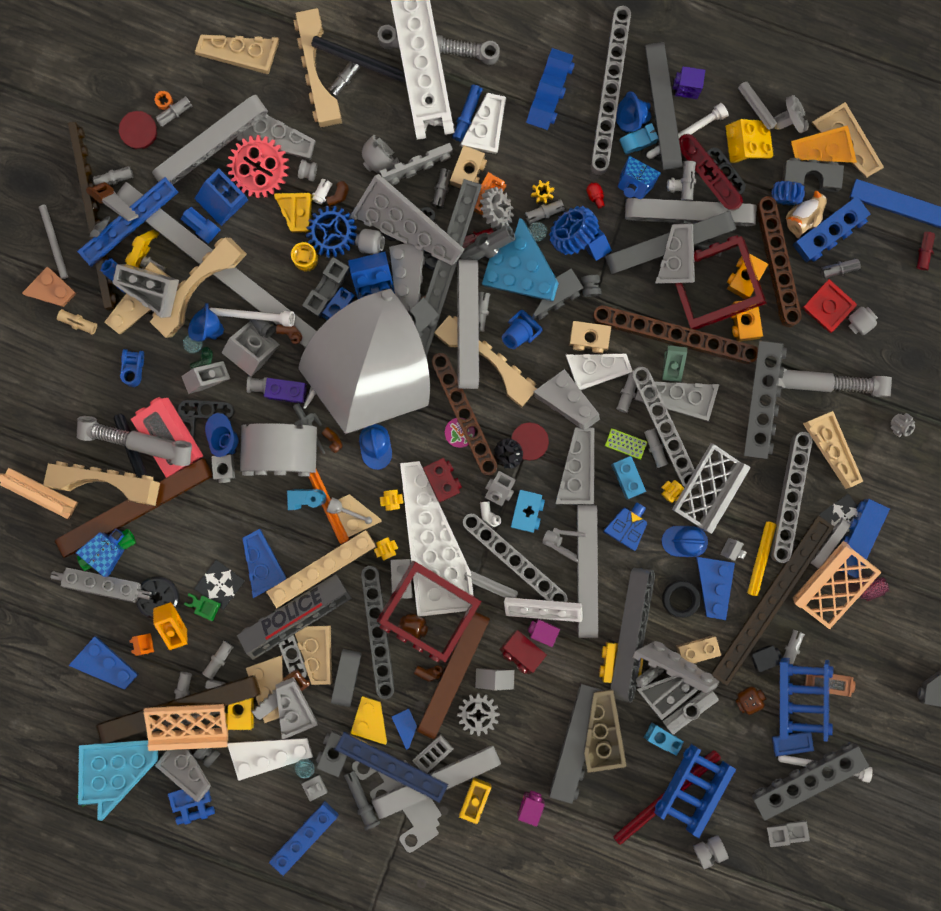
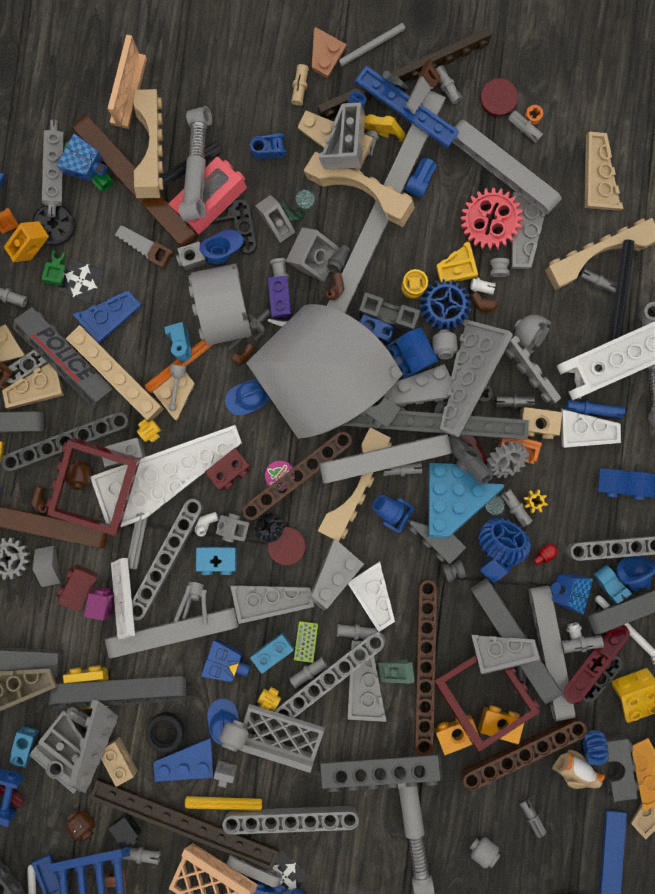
camera: 75 degrees right, 0 degrees up
(200, 512) = (145, 246): none -> piece
(205, 325) = (325, 206): blue helmet -> none
(220, 197) = (453, 190): blue slope -> none
(285, 318) = (348, 280): white piece -> none
(391, 500) = (197, 425): yellow gear -> none
(600, 332) = (407, 592): tan brick -> none
(698, 530) = (233, 735): none -> light grey head
(829, 306) = (491, 815): red plate -> none
(832, 444) = (351, 851): tan wing -> none
(853, 209) = (594, 818): blue brick -> none

